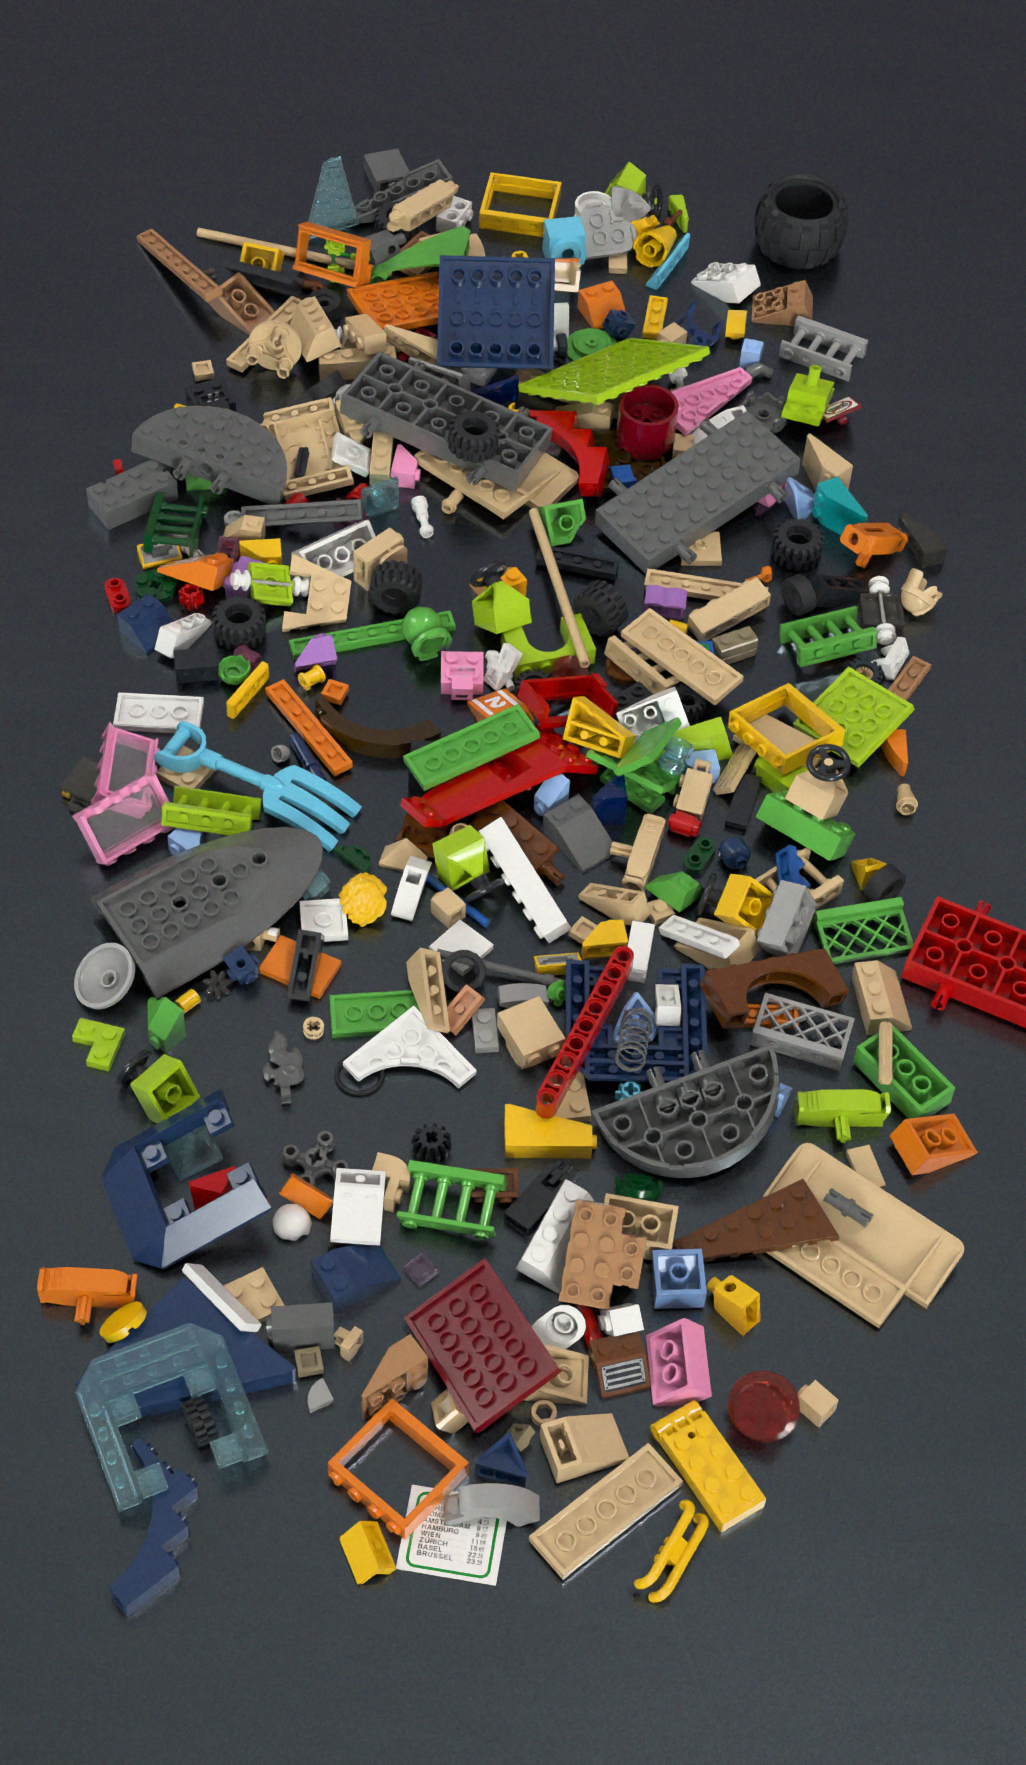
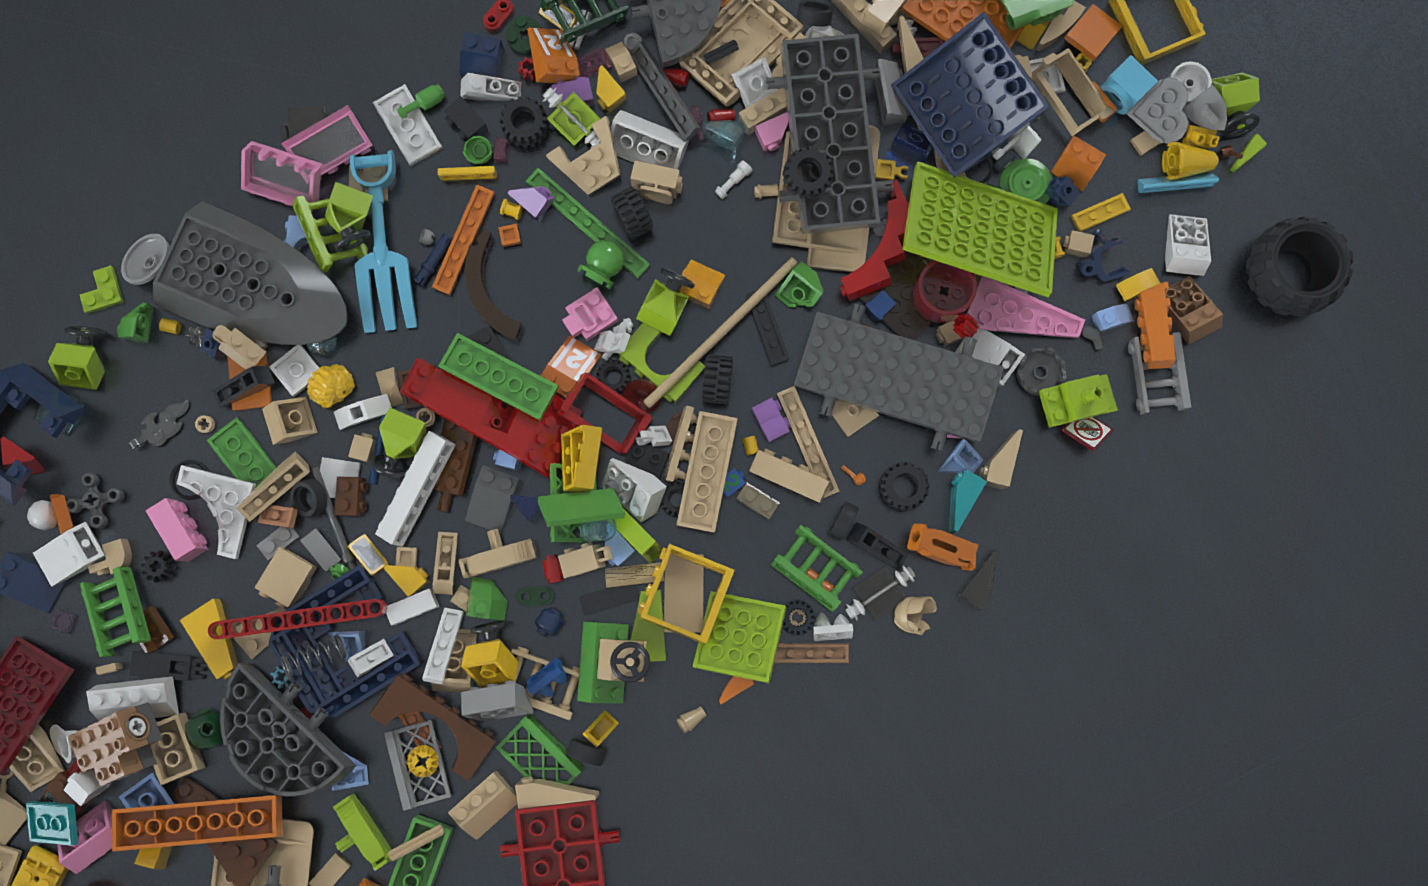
camera: 60 degrees right, 30 degrees up
(149, 684) = (425, 99): none -> bright green piece
(209, 773) = (346, 214): none -> lime piece
(268, 936) = (238, 346): none -> tan brick
(355, 857) = (369, 353): dark green tile -> none
(369, 953) = (289, 420): none -> tan slope
(409, 1096) = (177, 529): none -> bright pink brick
(488, 941) = (350, 496): none -> reddish brown bracket
(501, 242) = (1093, 32): none -> orange tile
(506, 1246) = (110, 668): none -> tan tile
(617, 684) = (656, 435): none -> white plate
(639, 1384) = (52, 823): none -> teal tile
(689, 421) = (965, 326): none -> red gear
(737, 1222) = (197, 823): none -> orange brick
(780, 323) = (1155, 327): none -> orange wedge
(797, 1024) = (431, 763): none -> yellow gear
(900, 940) = (543, 793): none -> tan slope

